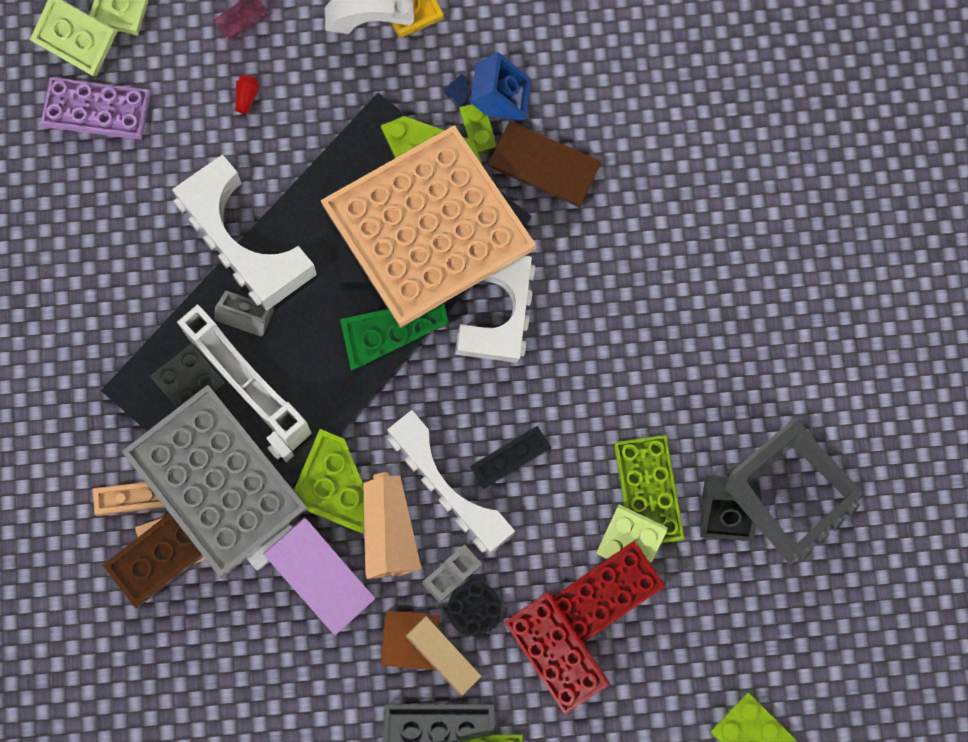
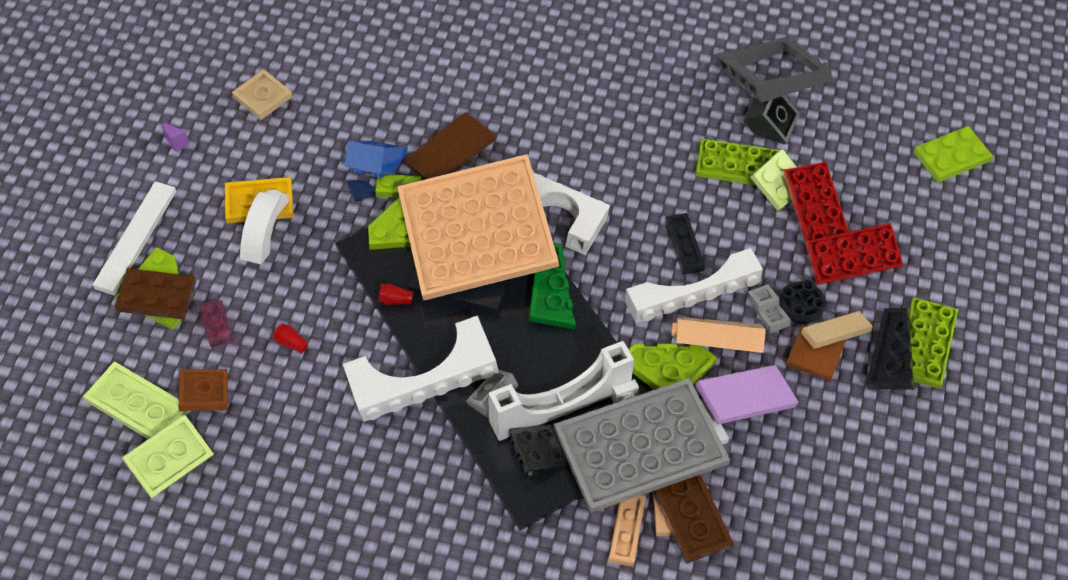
camera: 70 degrees left, 20 degrees down
(95, 108) = (244, 464): lavender tile -> none
(158, 36) = (203, 390): none -> dark orange tile
(325, 173) = (393, 295): none -> red cone

